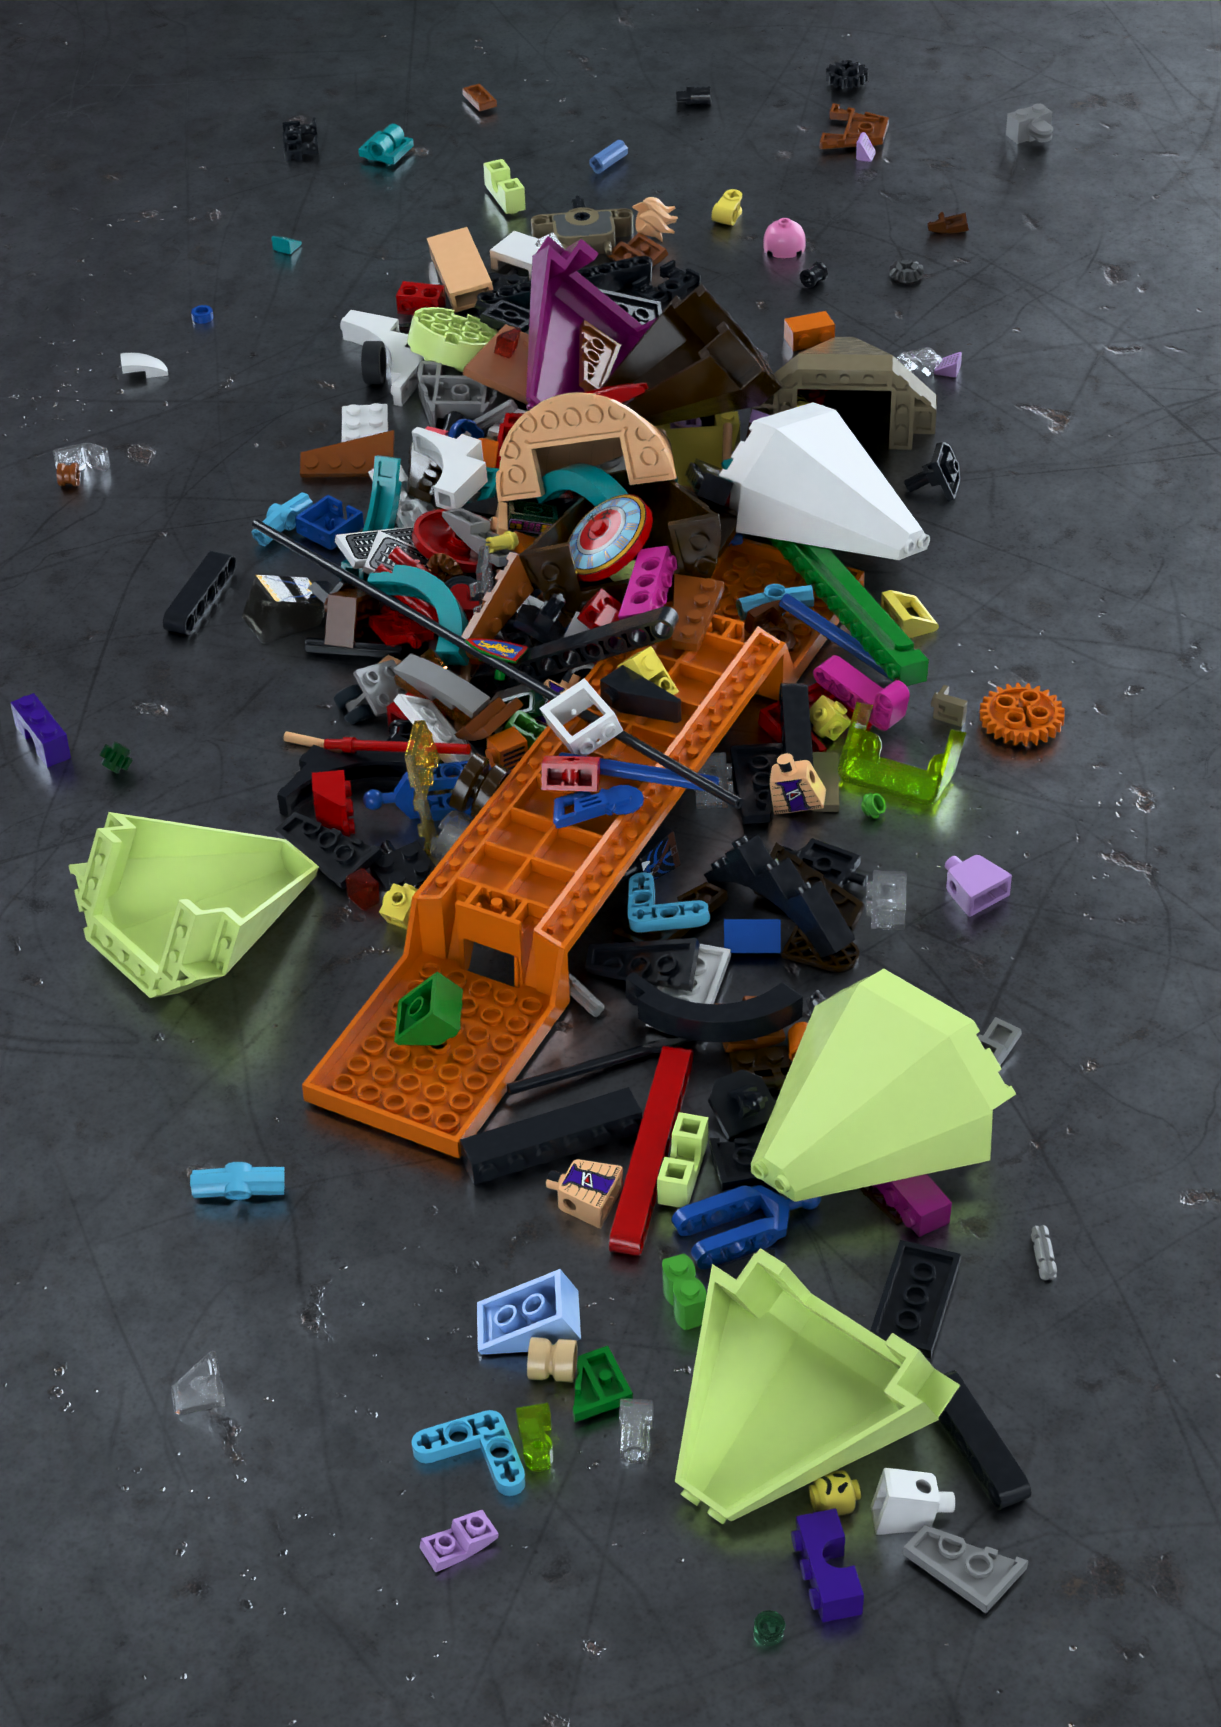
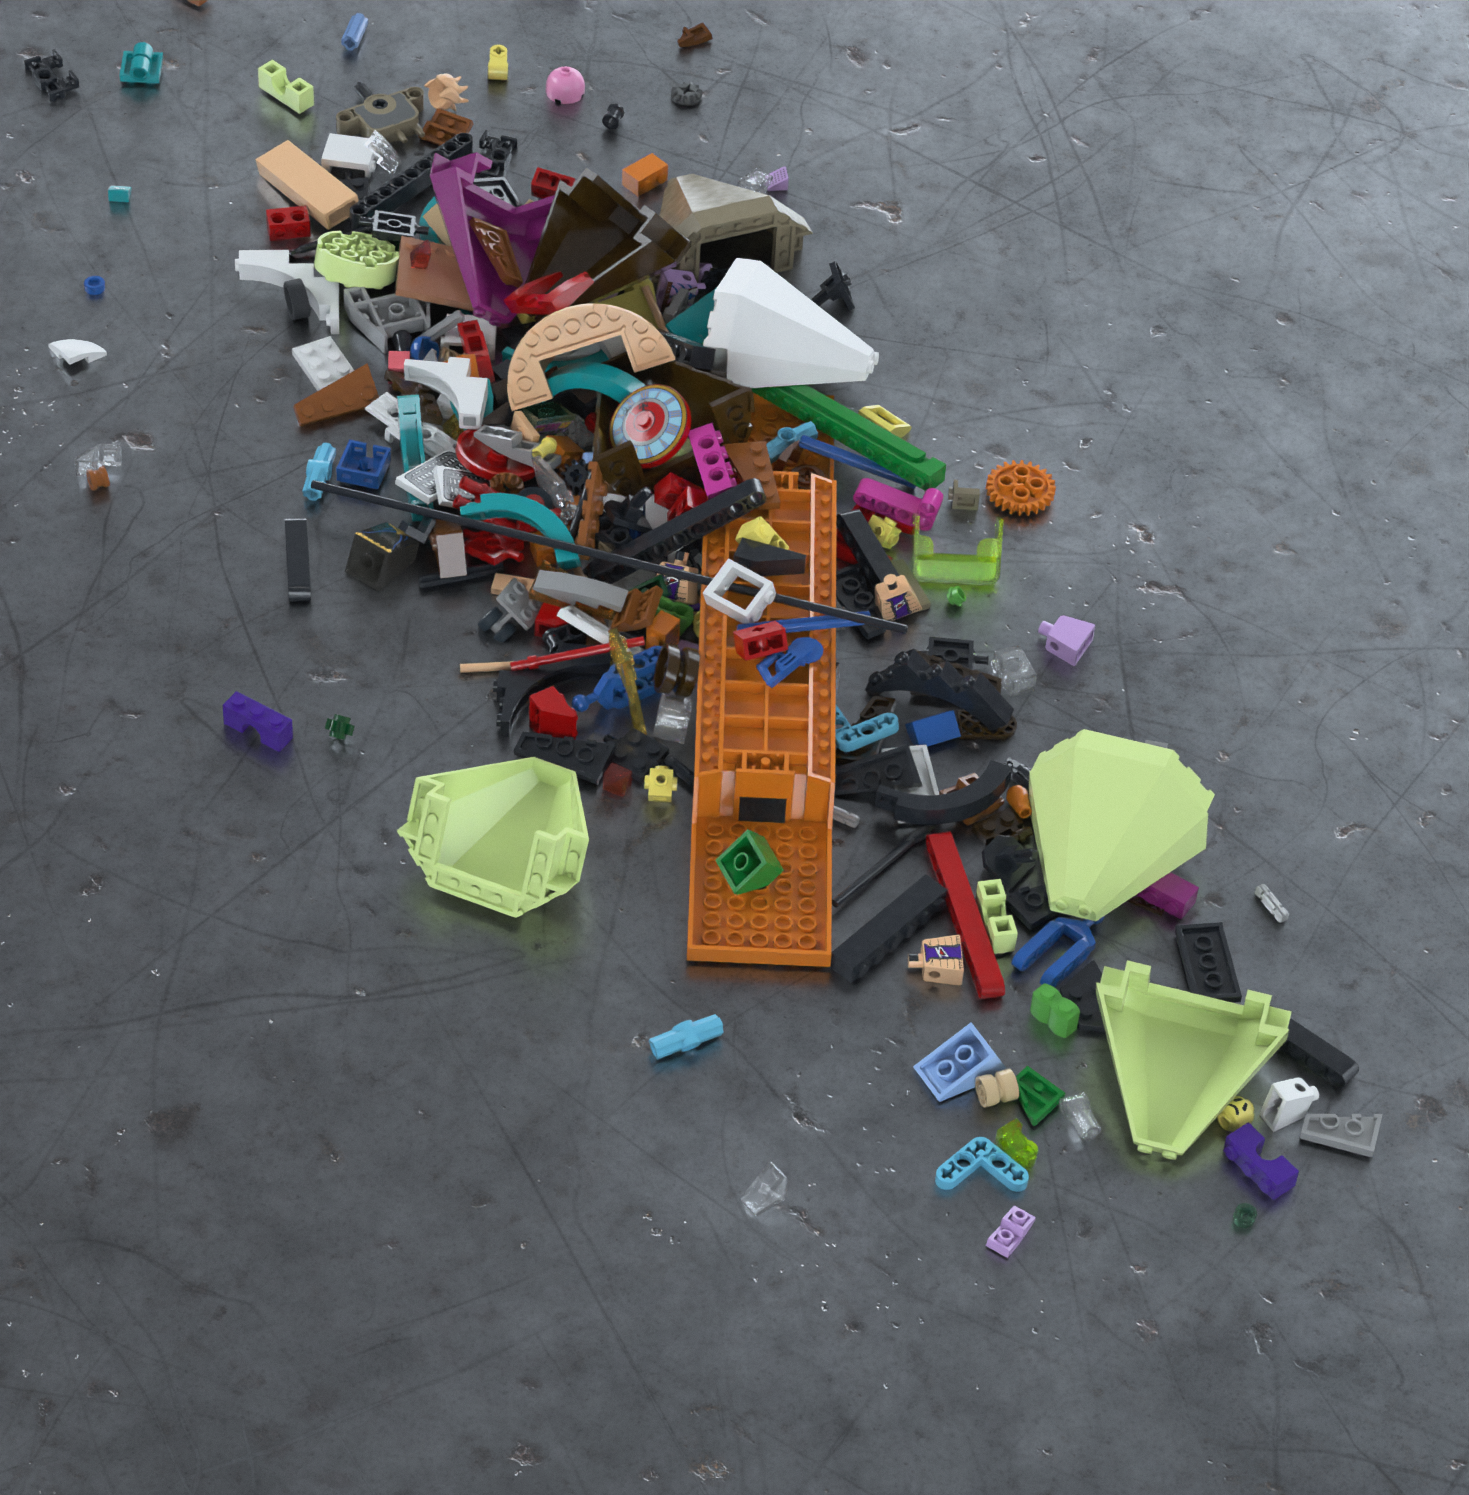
camera: 30 degrees left, 5 degrees up
(498, 649) = (617, 547): shield -> none

